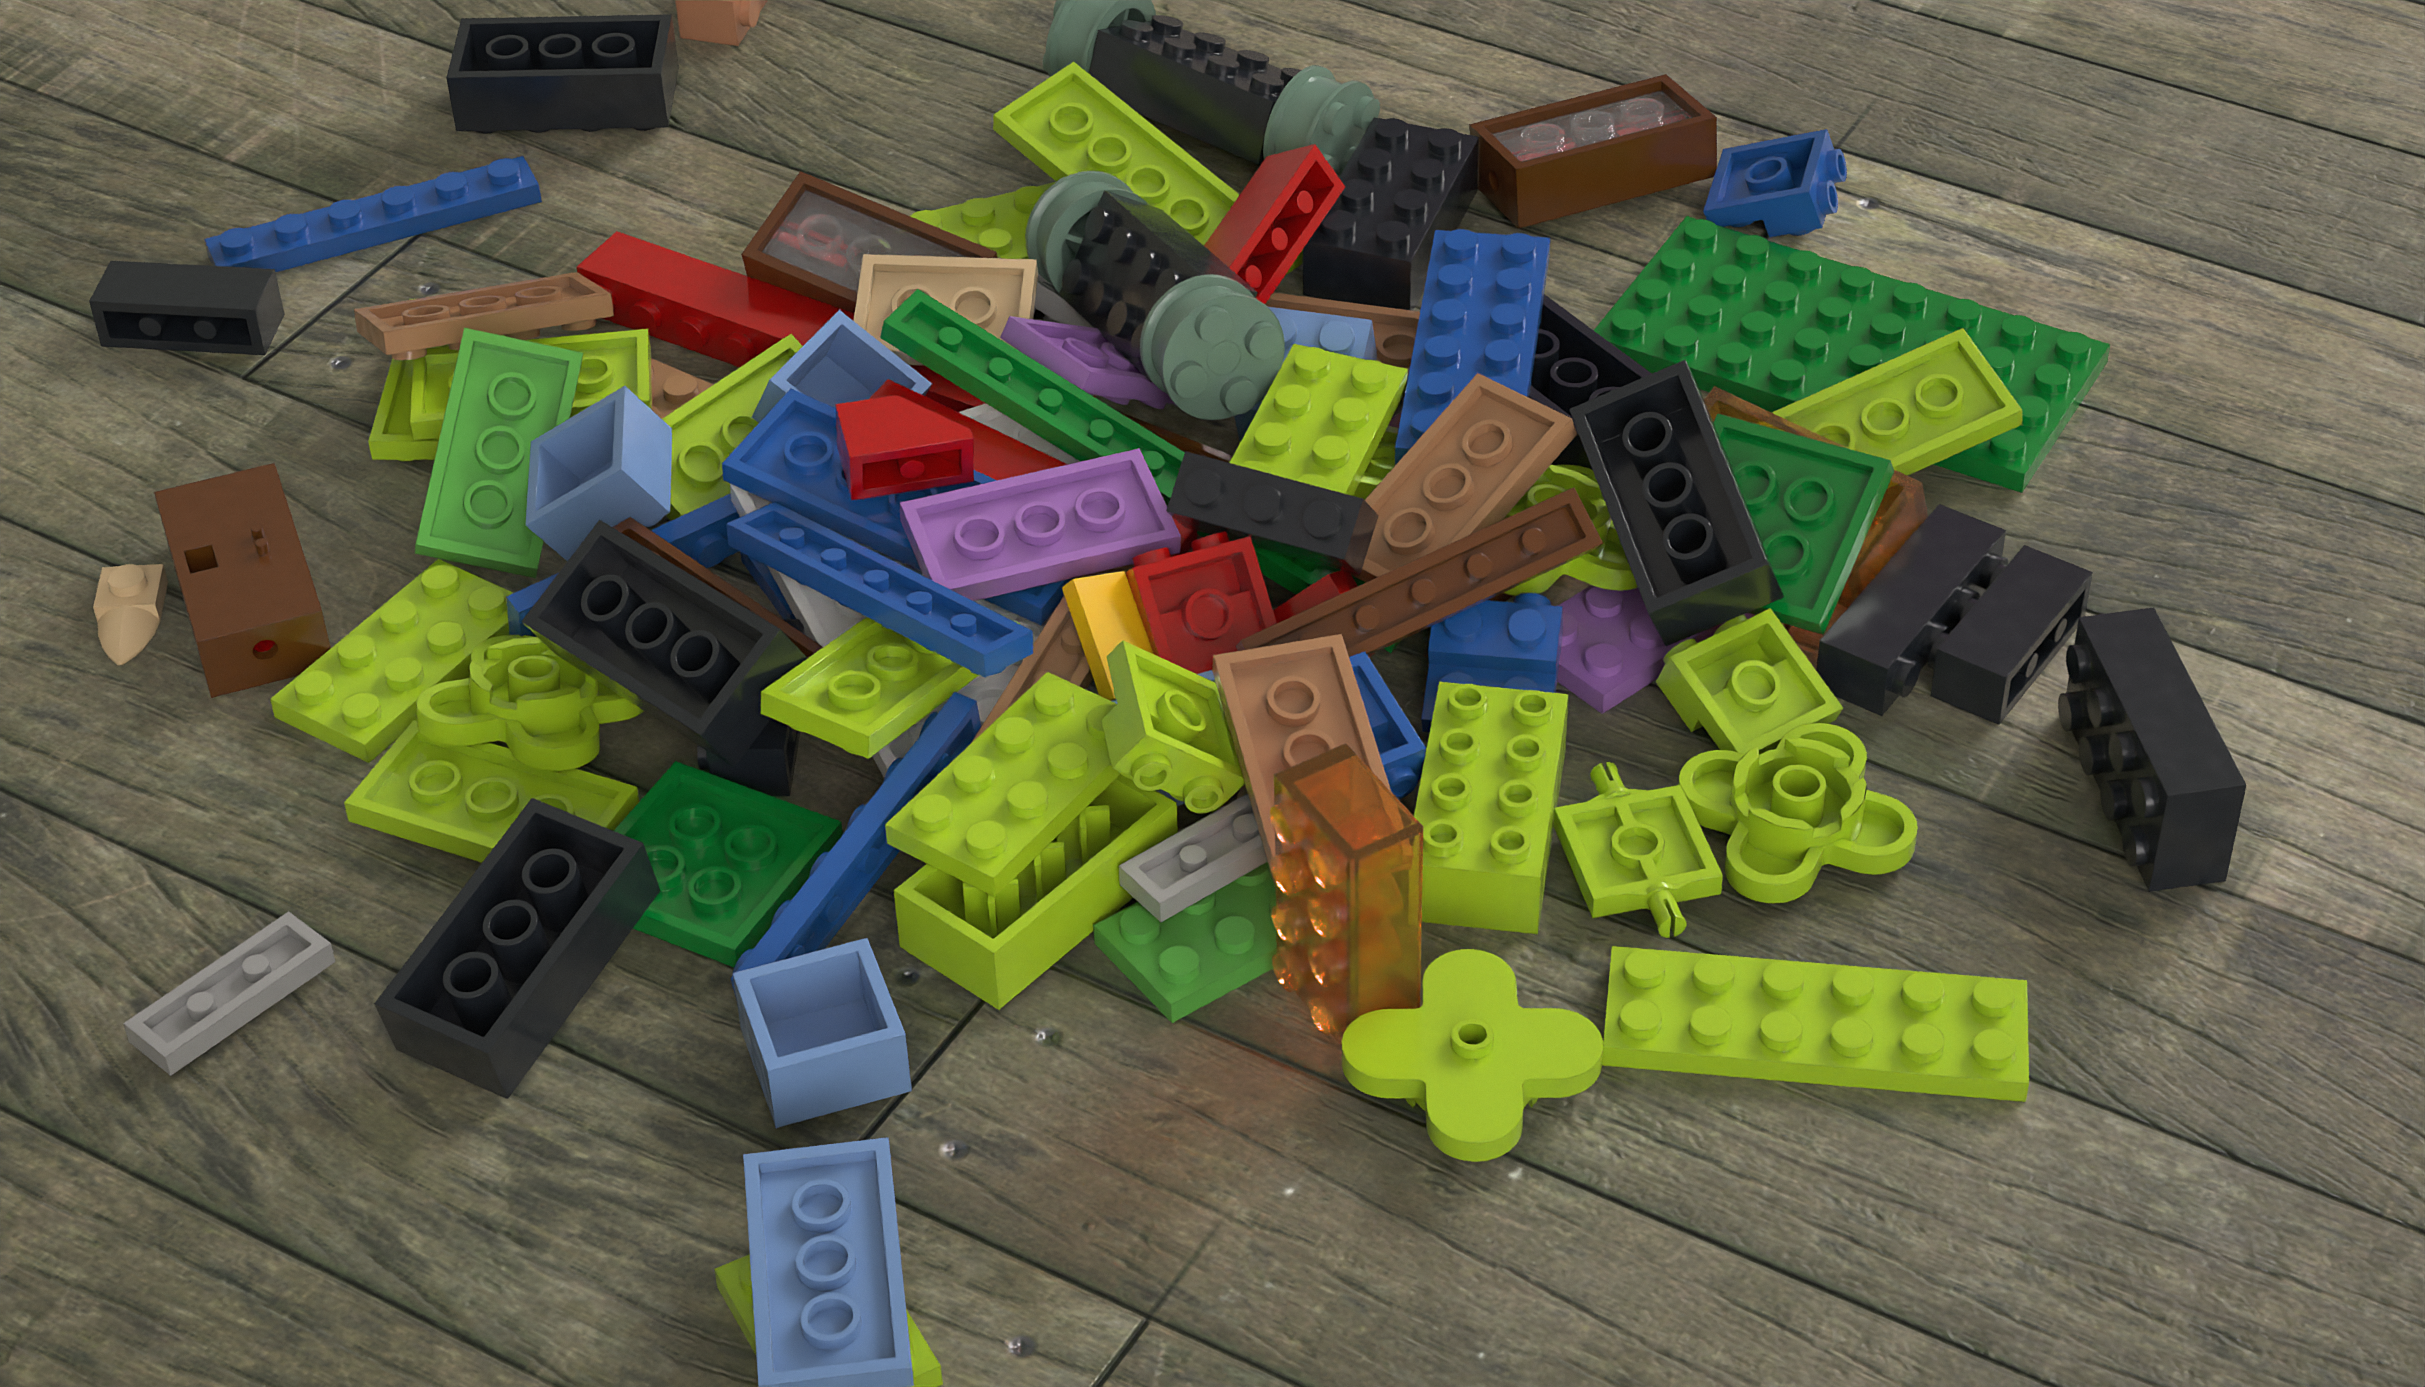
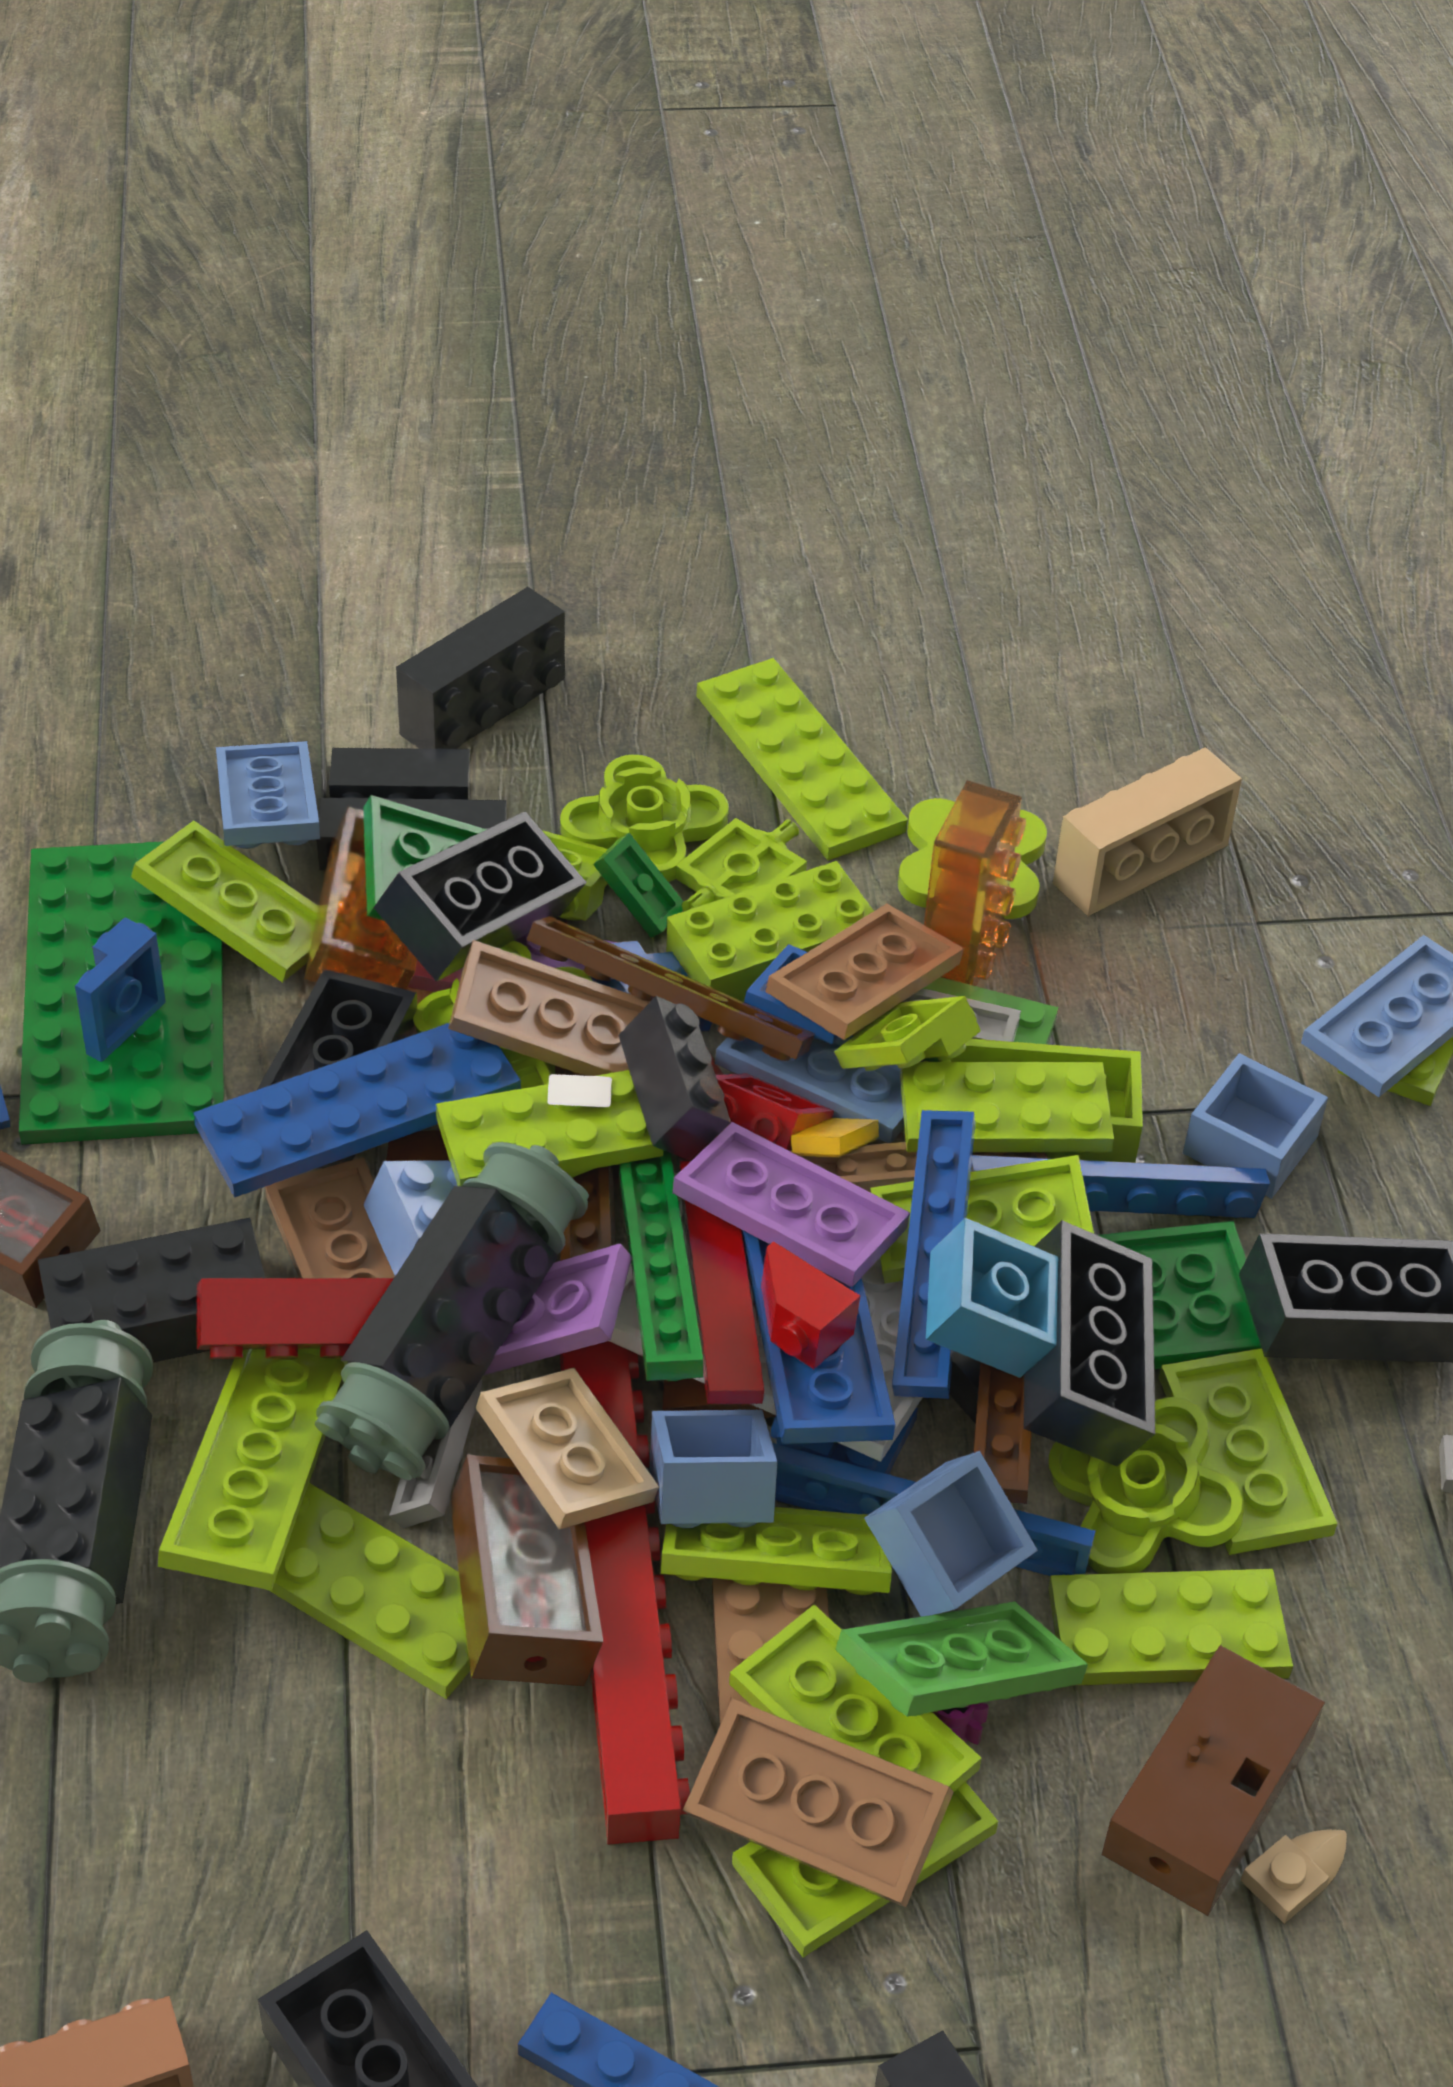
camera: 130 degrees left, 5 degrees up
(758, 542) = (992, 1298): none -> dark azure brick
(1324, 453) = (579, 1090): none -> white sticker
(1357, 1223) = (1146, 830): none -> tan brick
(1660, 723) = (639, 884): none -> green plate
(1779, 262) = (120, 988): none -> blue plate
(2054, 502) = (267, 794): none -> medium blue plate

